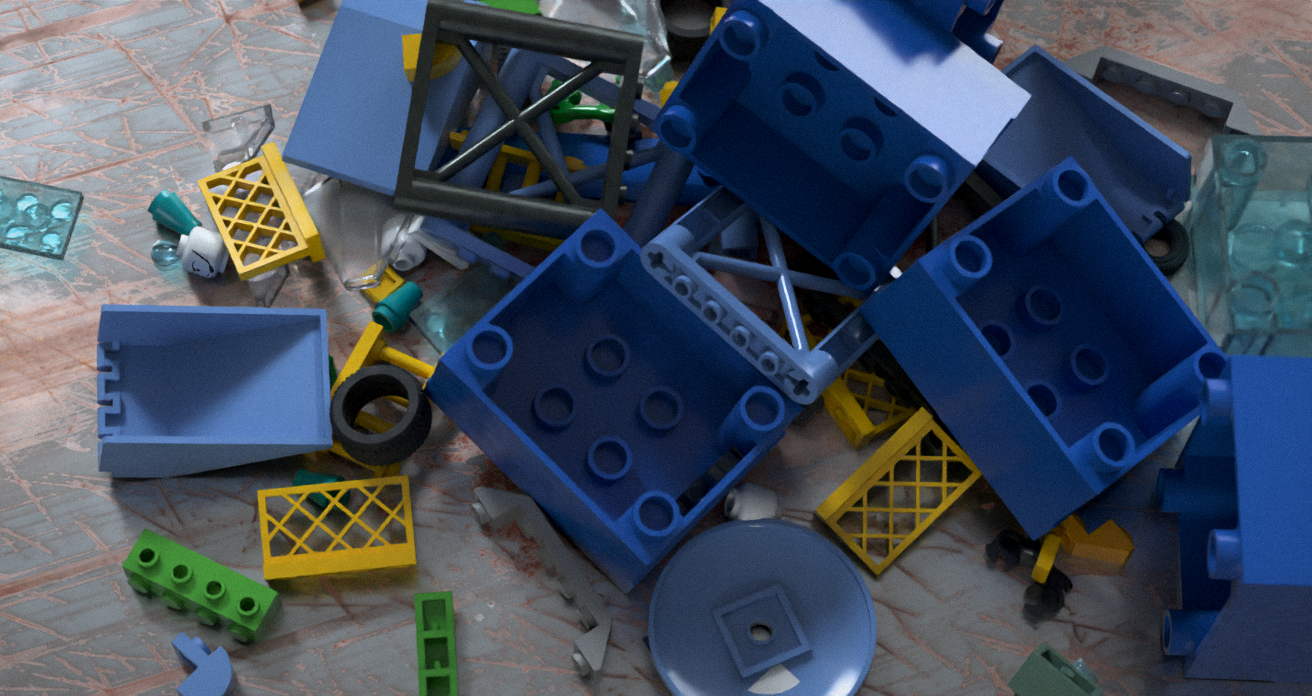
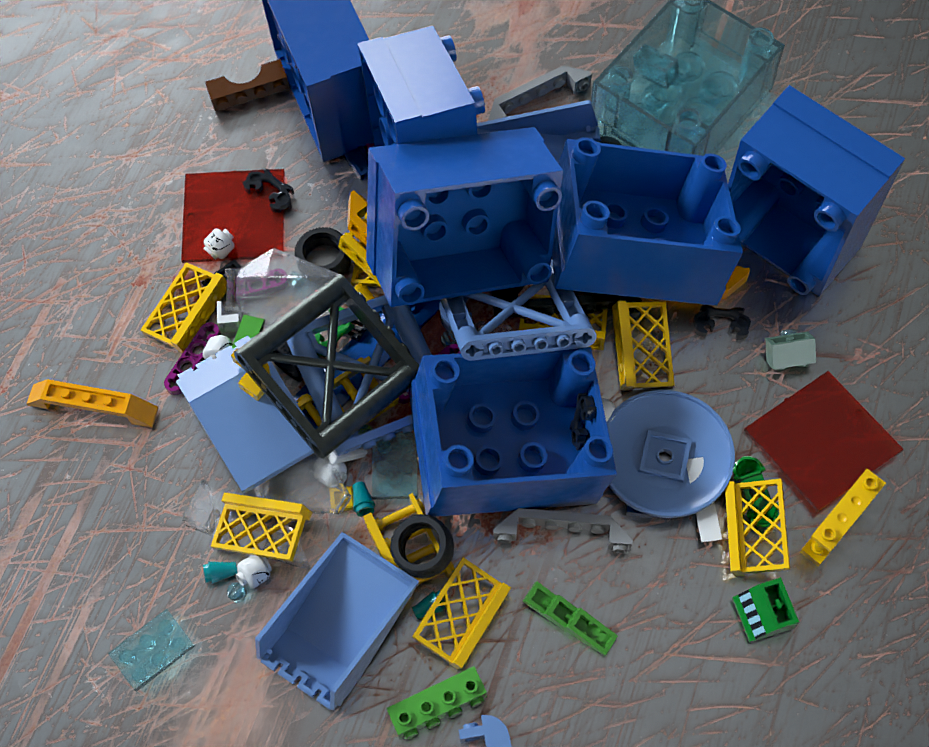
camera: 45 degrees left, 0 degrees up
(1046, 558) = (726, 308): yellow tile -> none

